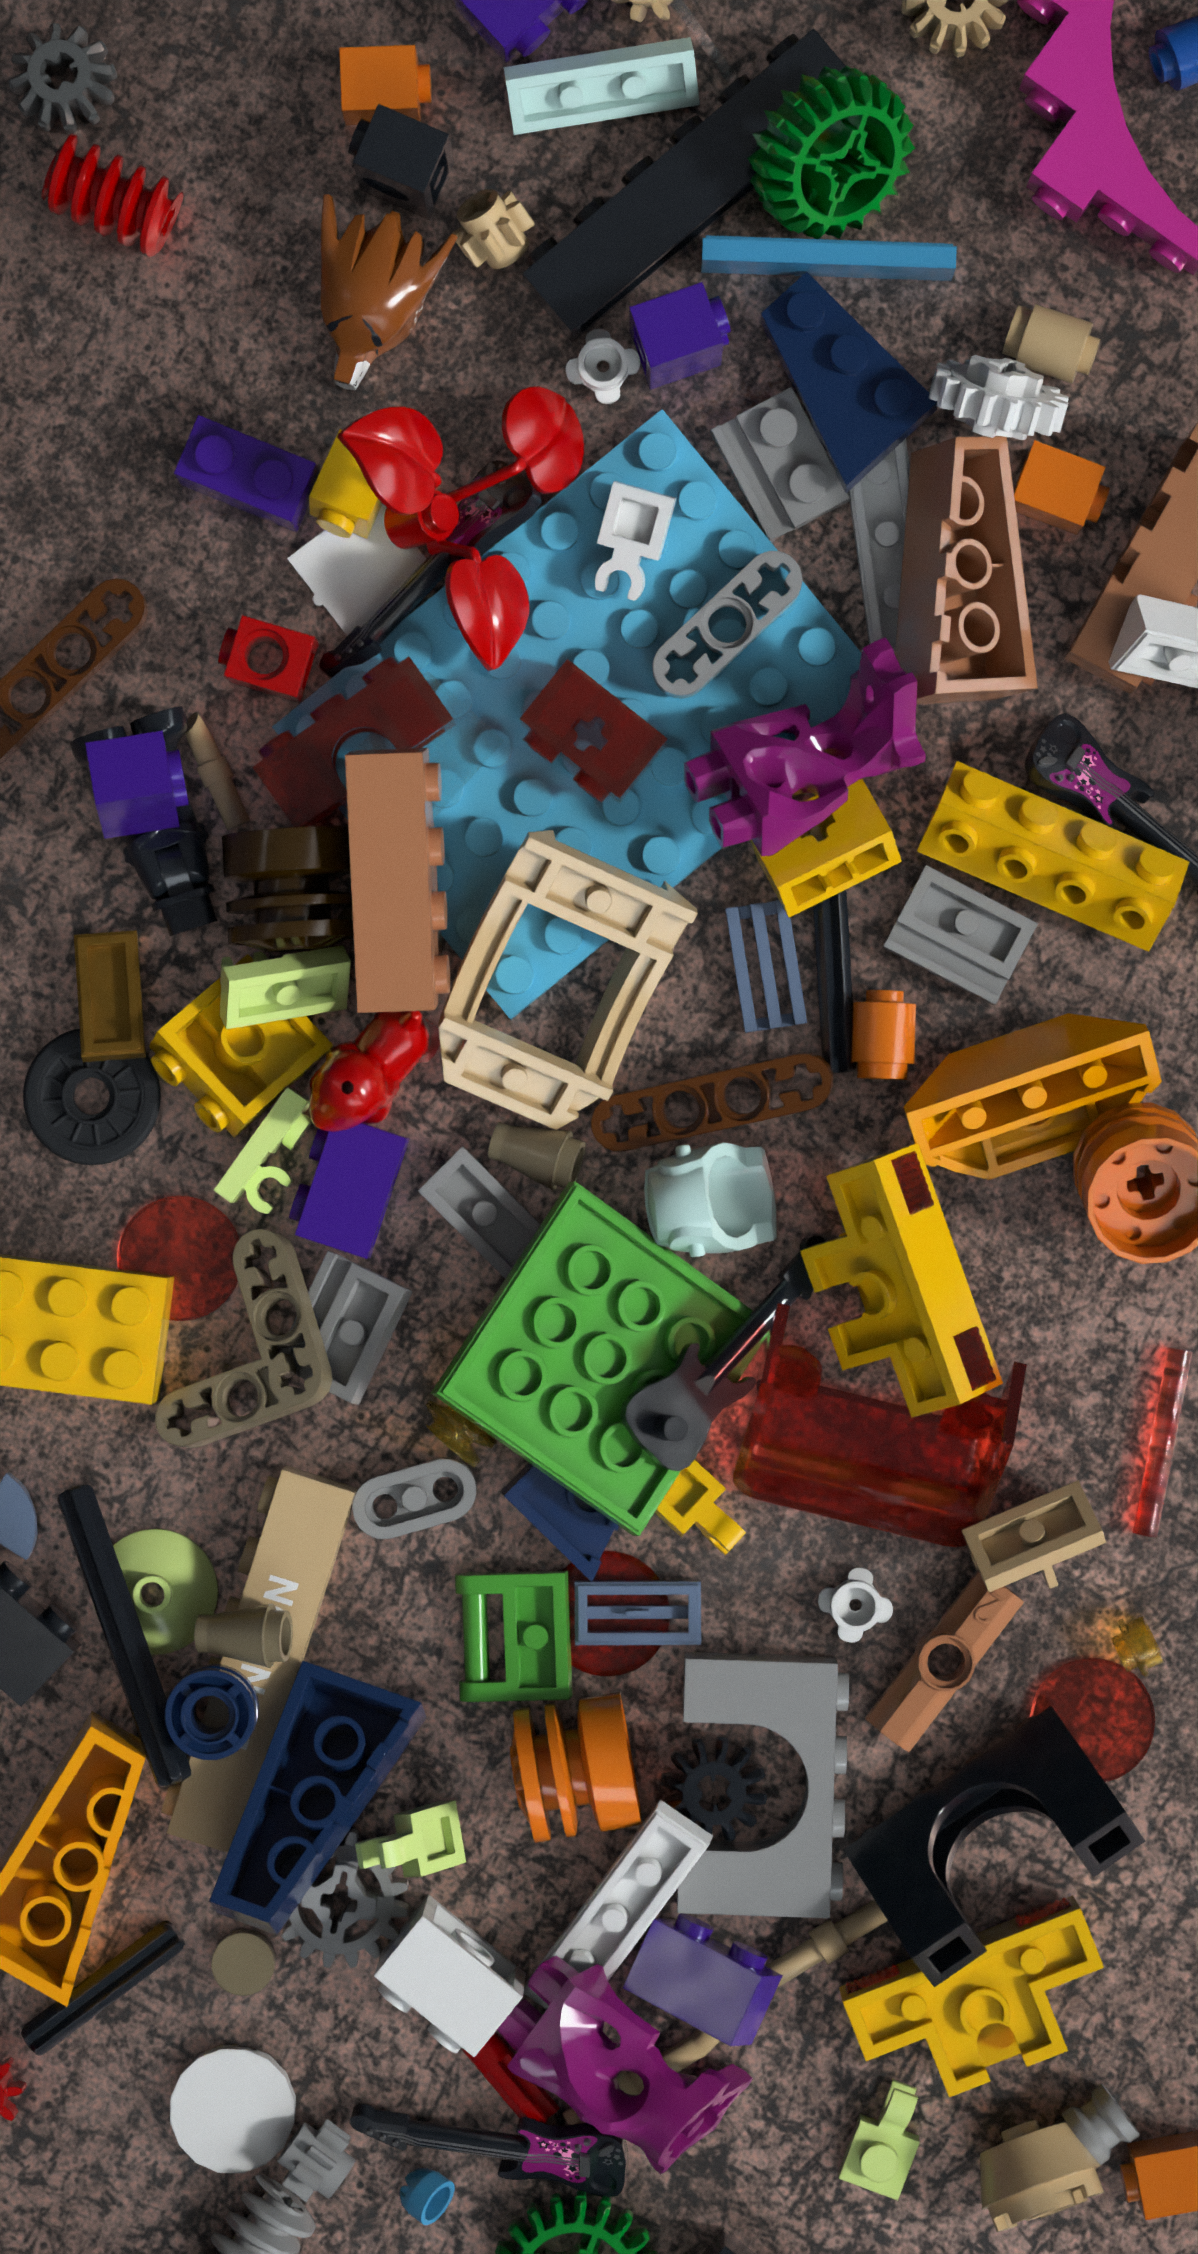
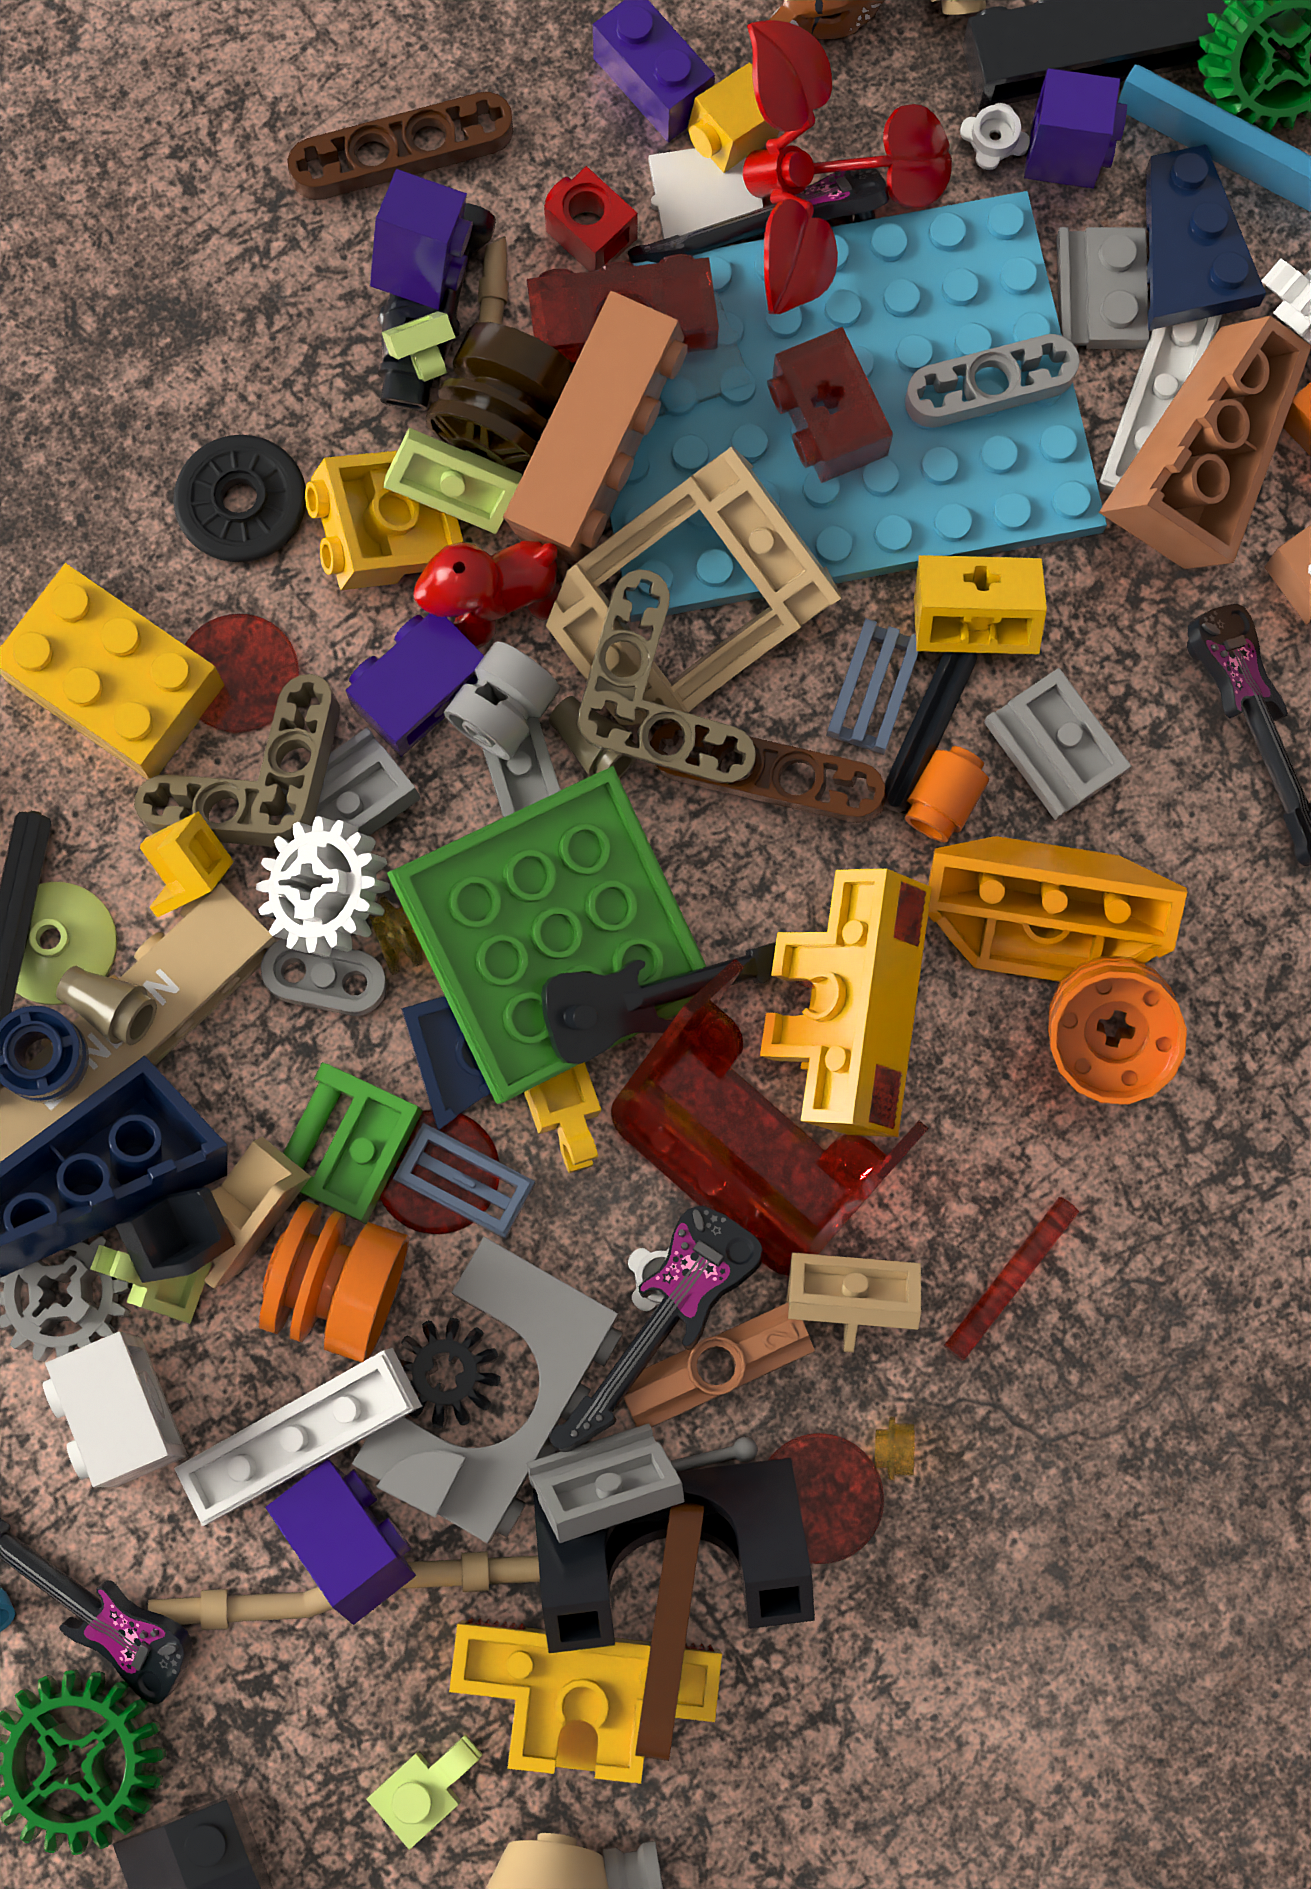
camera: 25 degrees right, 10 degrees down
(109, 996) = (301, 422): pearl gold tile -> none
(184, 872) = (420, 341): none -> yellowish green tile
(242, 1463) = (187, 861): none -> yellow panel
(282, 1125) = (382, 601): yellowish green plate -> none
(380, 1457) = (320, 891): none -> white gear
(420, 1805) = (175, 1235): none -> black panel
(444, 1150) = (519, 689): none -> light grey wheel
(461, 1741) = (253, 1203): none -> tan panel
(521, 2095) = (120, 1539): red piece -> none
(553, 1106) = (628, 694): none -> dark tan beam
(581, 2065) = (186, 1552): magenta hips -> none
(635, 527) = (953, 262): white plate -> none
(711, 1199) = (723, 850): light aqua helmet -> none
(747, 1895) = (423, 1479): none -> light grey tile
(764, 772) = (975, 518): magenta hips -> none
(888, 1580) = (703, 1263): none -> black piece
(904, 1817) = (605, 1483): none -> light grey plate
(1004, 1715) = (742, 1450): none -> light grey hinge
(1027, 1914) = (669, 1632): none -> reddish brown beam
(1053, 856) = (1174, 713): yellow brick -> none

